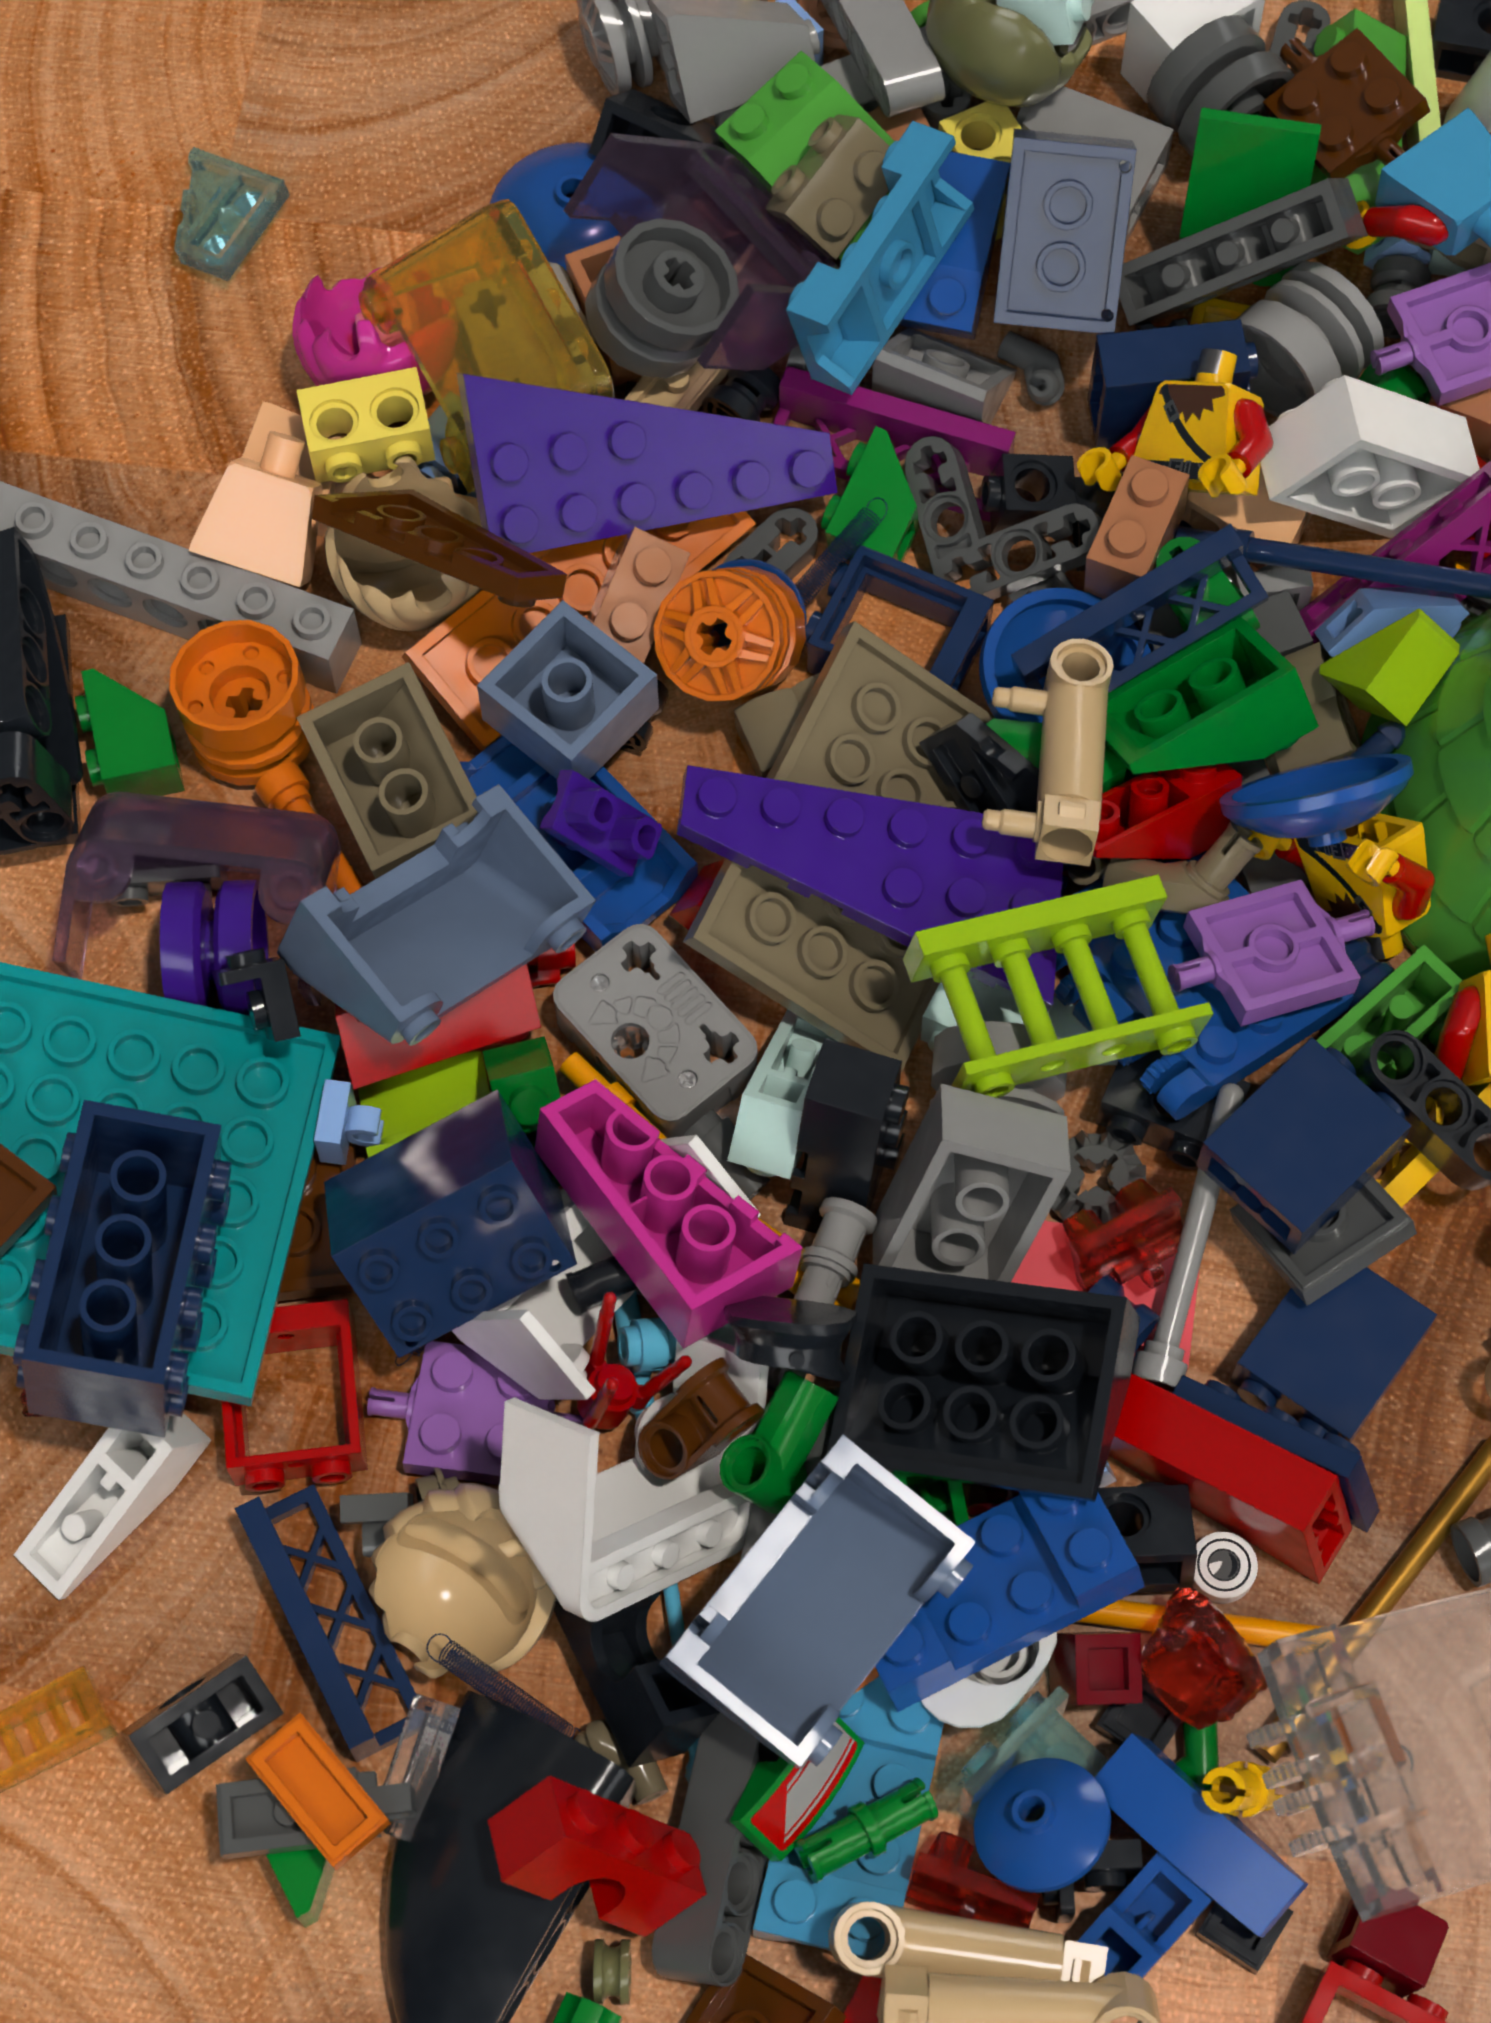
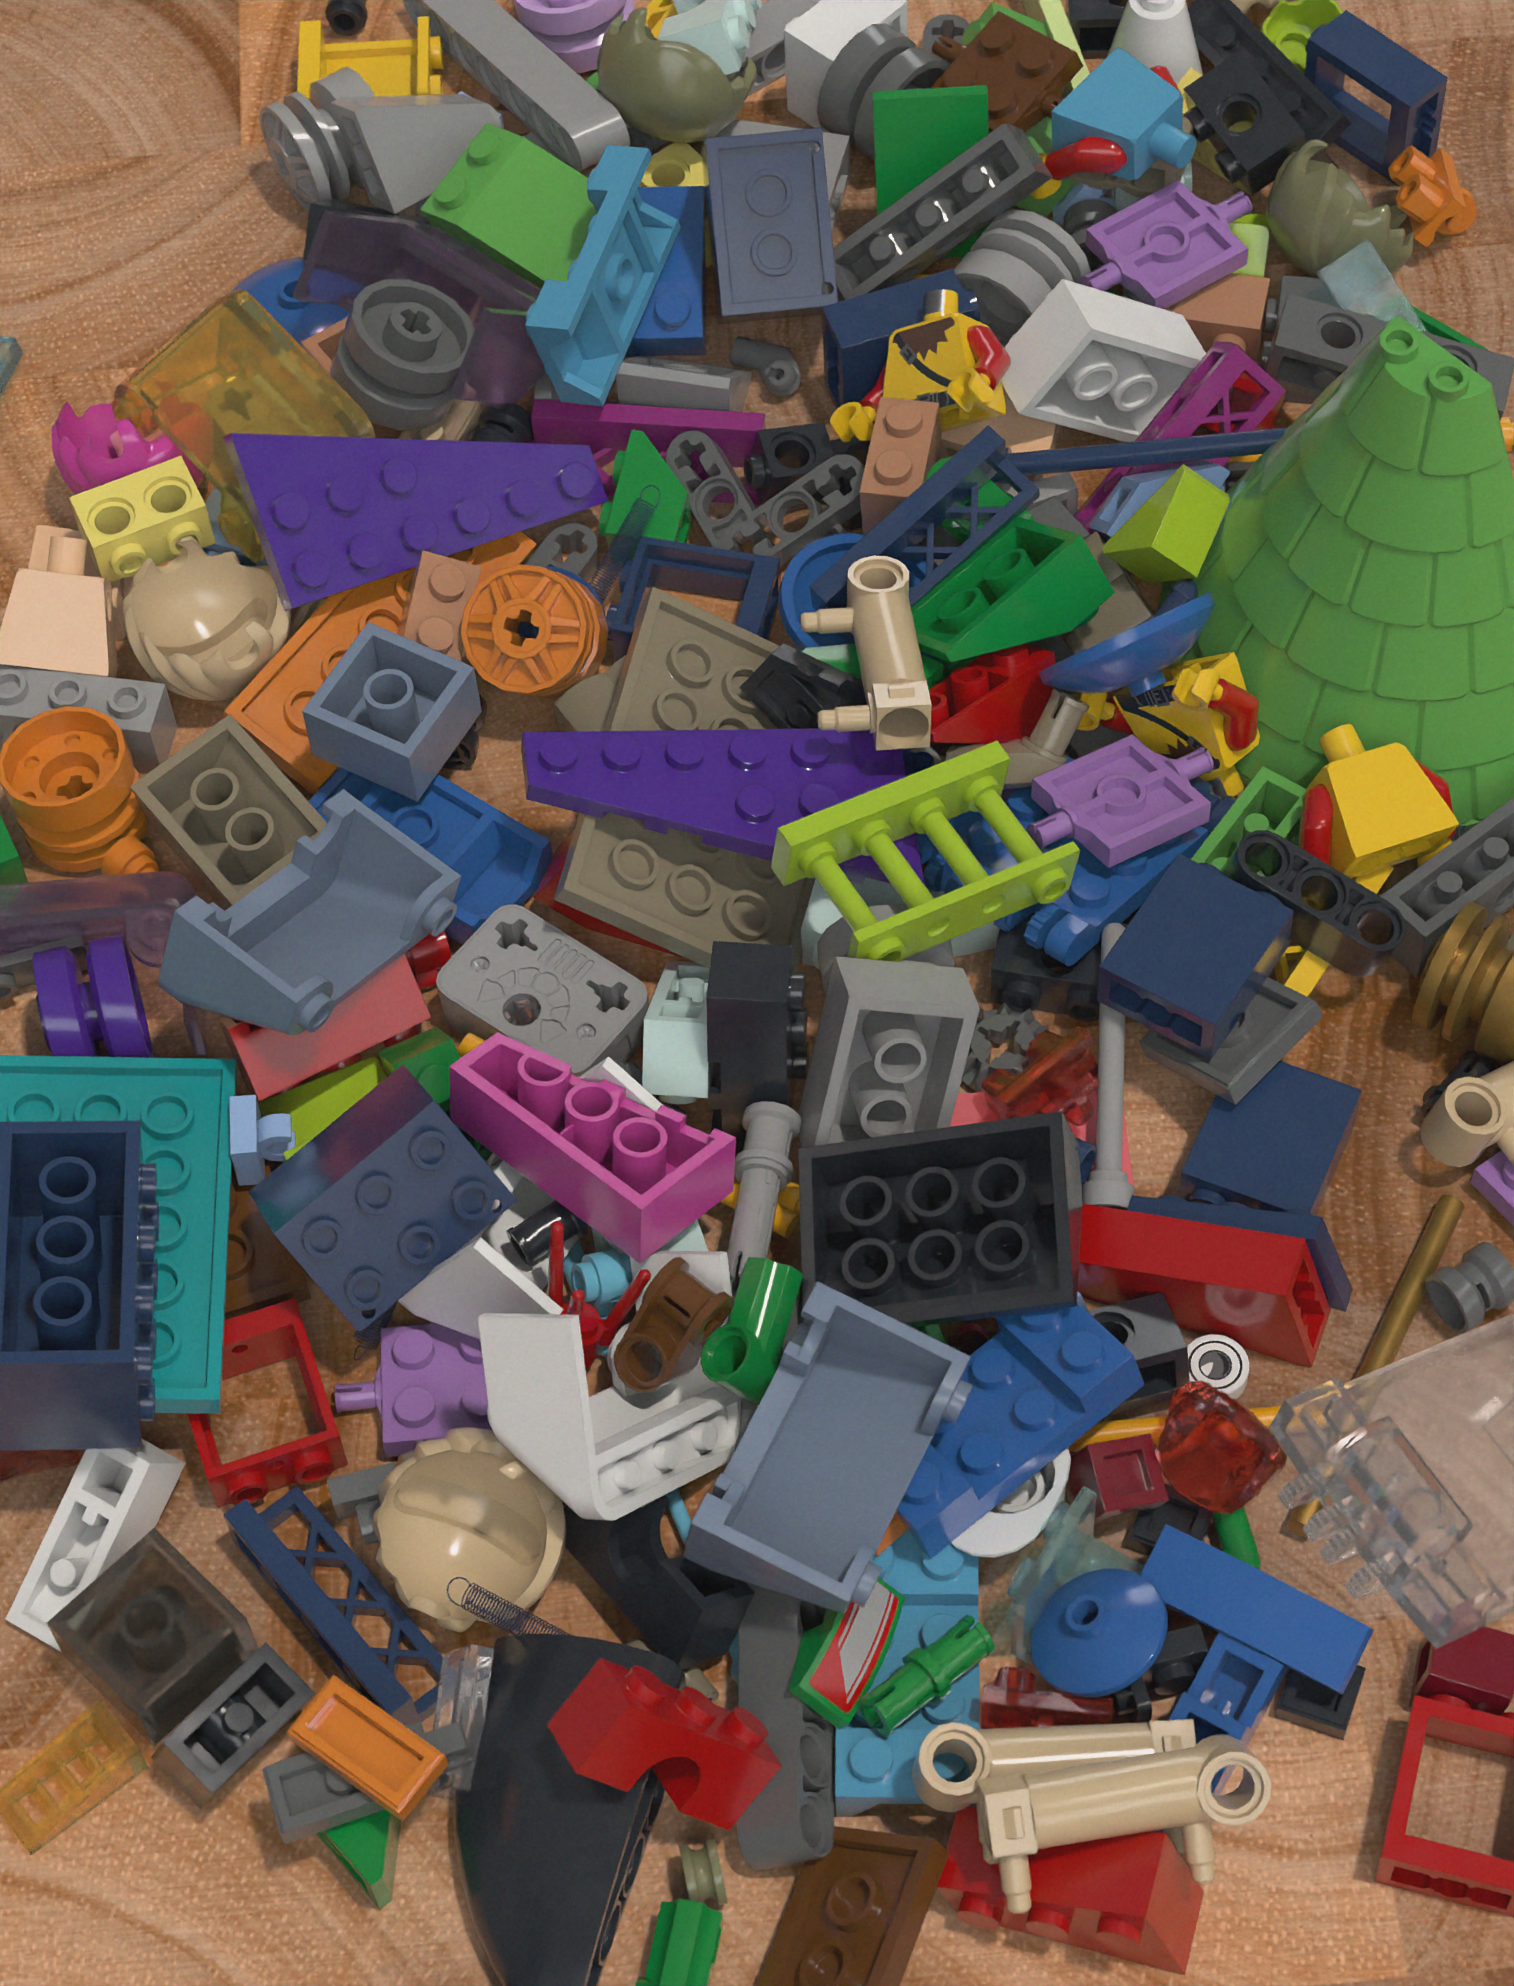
camera: 10 degrees left, 10 degrees down
(144, 1615) = (153, 1636): none -> clear smoke brick
(272, 1001) = (162, 1028): black bracket -> none
(443, 541) = (242, 597): reddish brown wing -> none
(600, 825) = (445, 815): dark purple hips -> none
(792, 1334) = (745, 1220): black hat -> none
(832, 184) = (544, 223): dark tan bracket -> none
(1239, 1789) = (1286, 1554): yellow pin -> none

